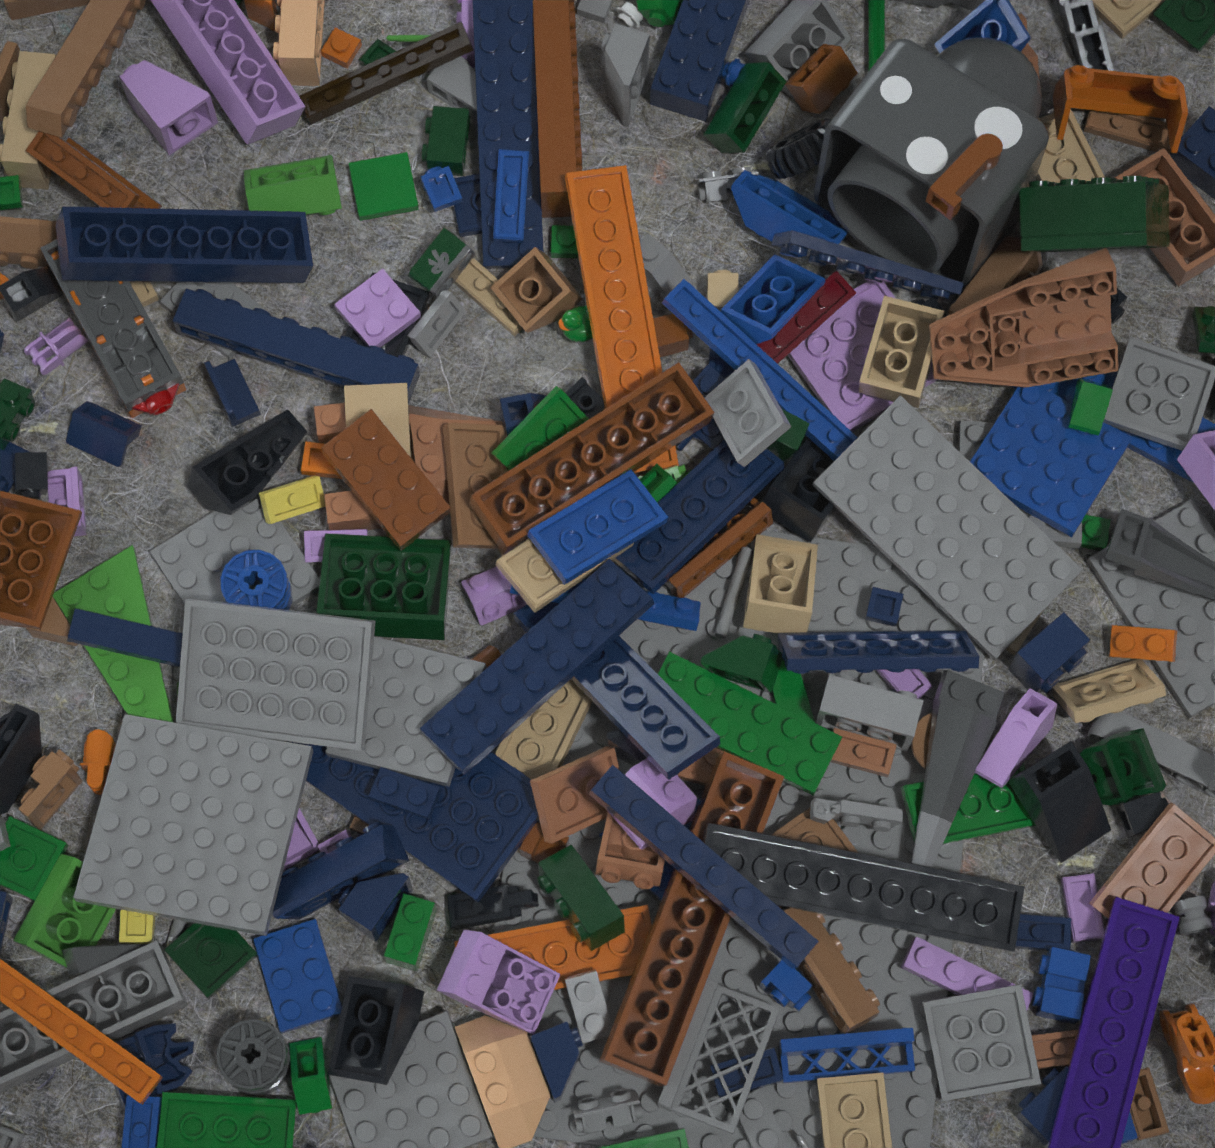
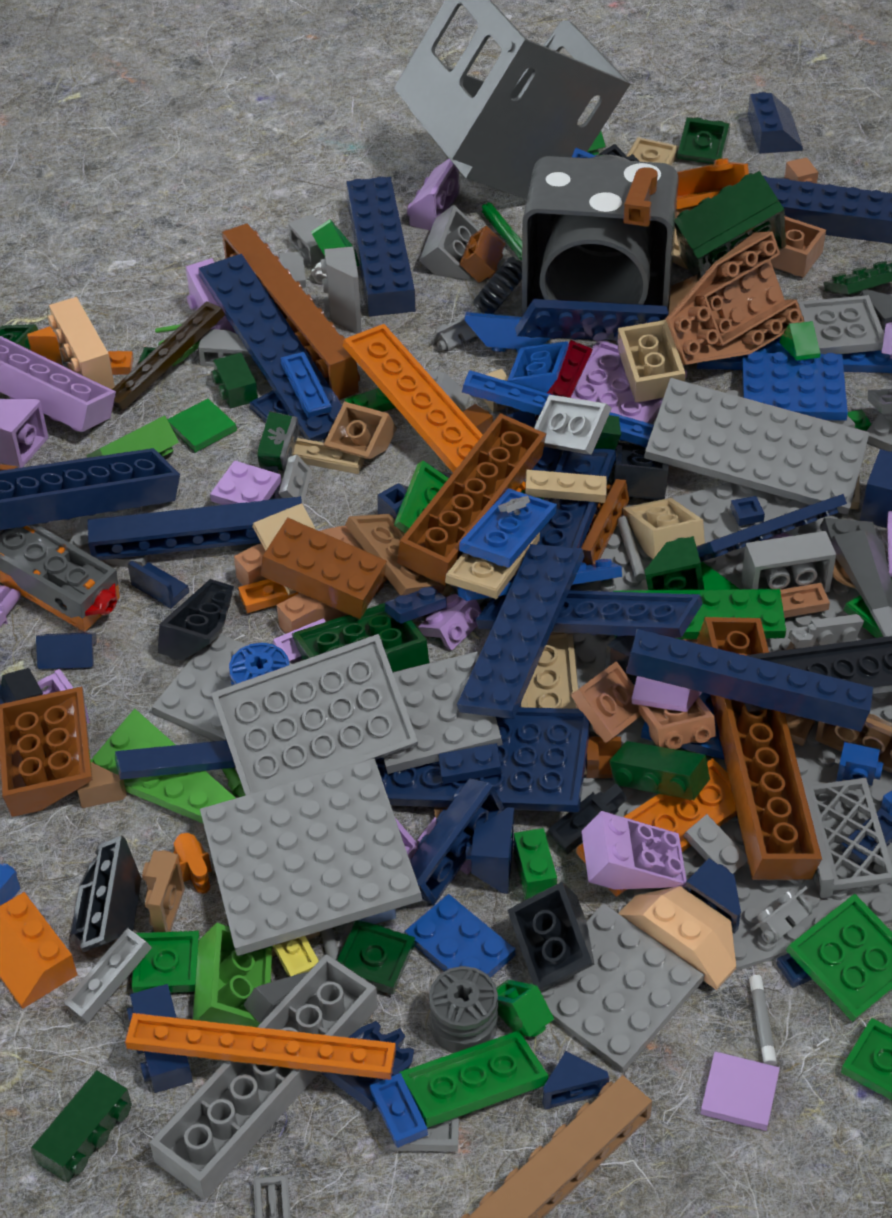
camera: 25 degrees left, 25 degrees down
(292, 499) = (251, 624): light yellow plate -> none
(441, 188) = (248, 405): blue bracket -> none
(463, 564) = (415, 604): none -> dark blue plate
(576, 324) = (404, 442): green animal -> none
(615, 505) = (514, 505): none -> light grey piece
(695, 493) = (565, 486): none -> tan plate
(732, 71) = (419, 276): blue plate -> none
(745, 107) = (440, 286): dark green brick -> none

